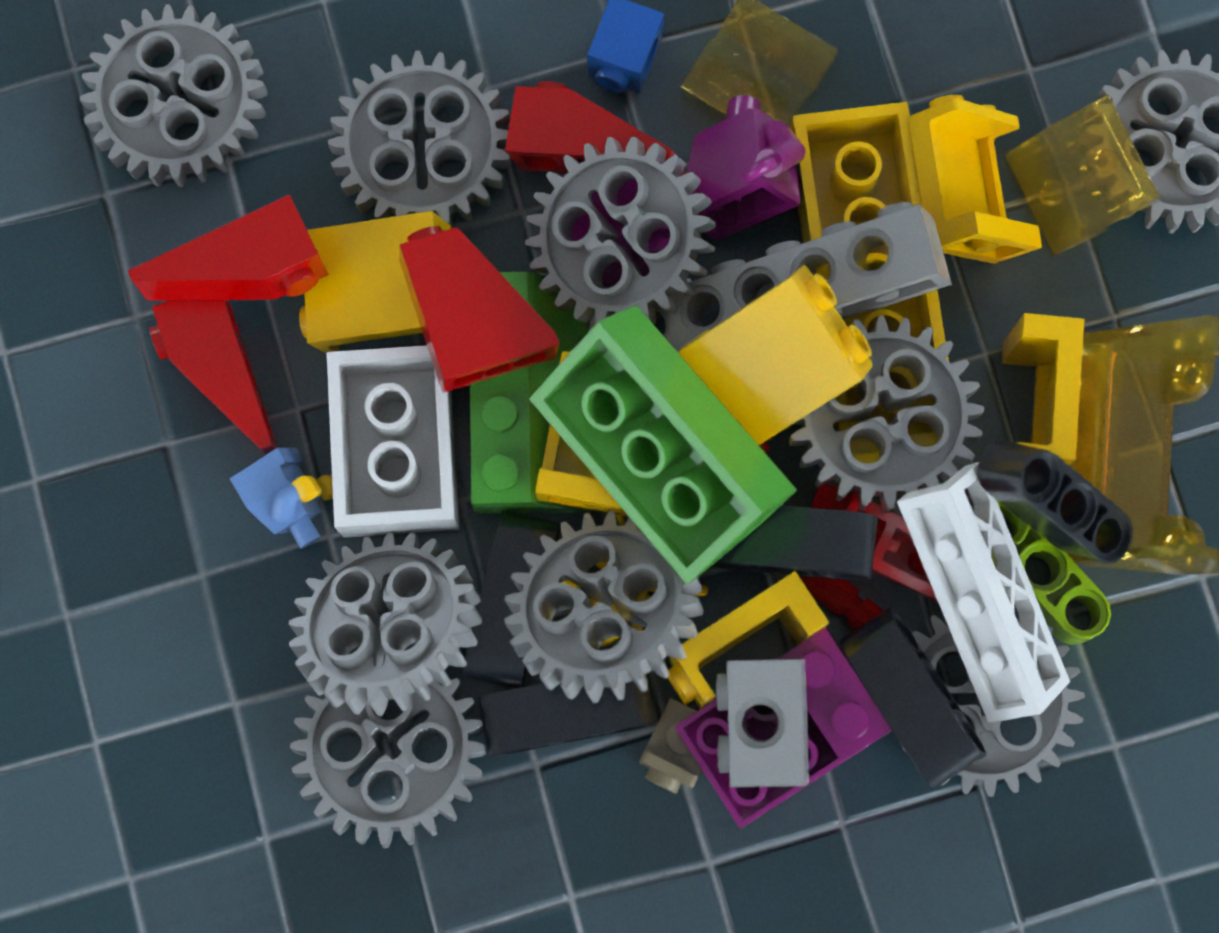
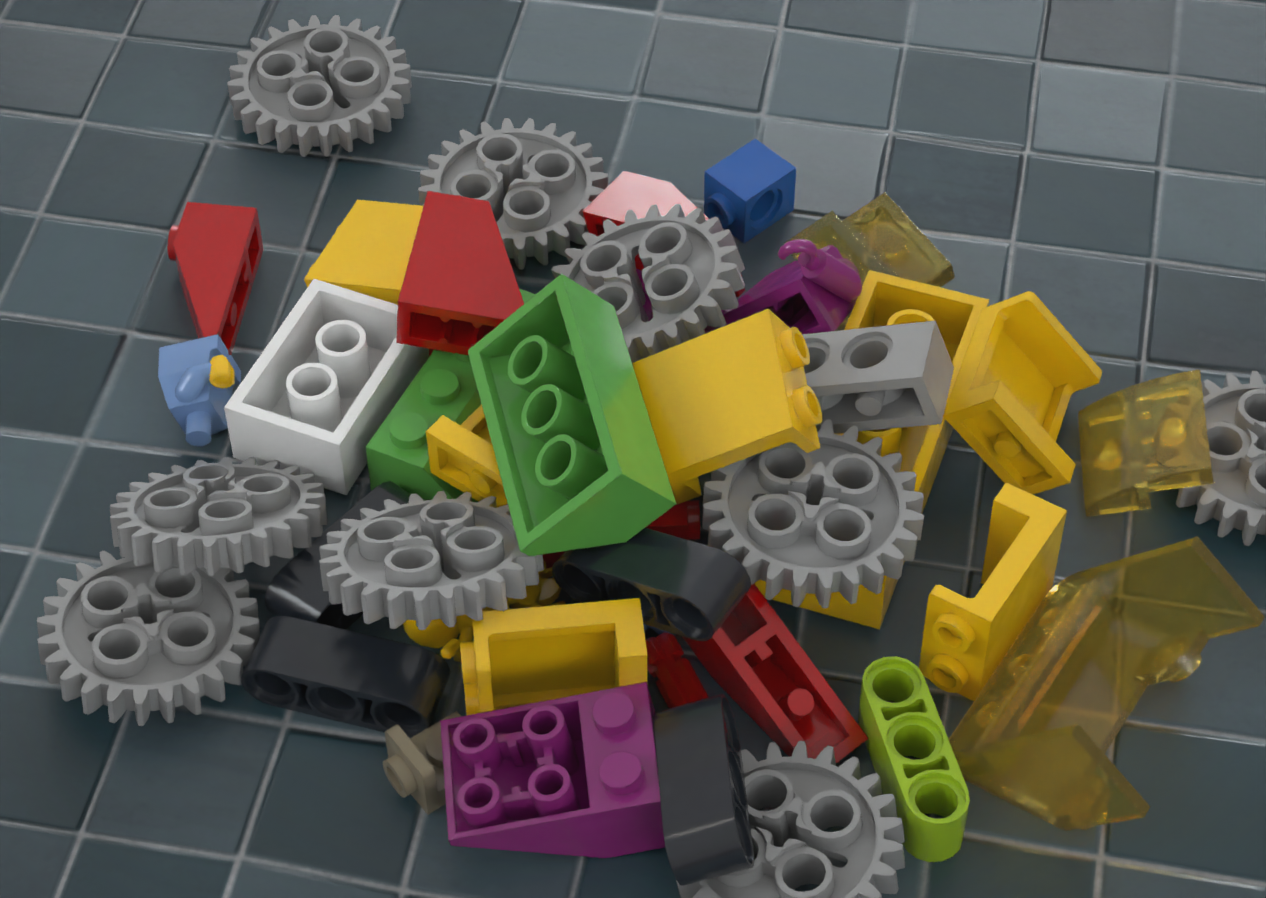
camera: 25 degrees right, 30 degrees down
(246, 259) = (282, 184): red slope -> none
(771, 761) = (529, 757): light grey brick -> none
(982, 598) = (817, 694): white fence -> none
(1055, 501) = (976, 659): black beam -> none

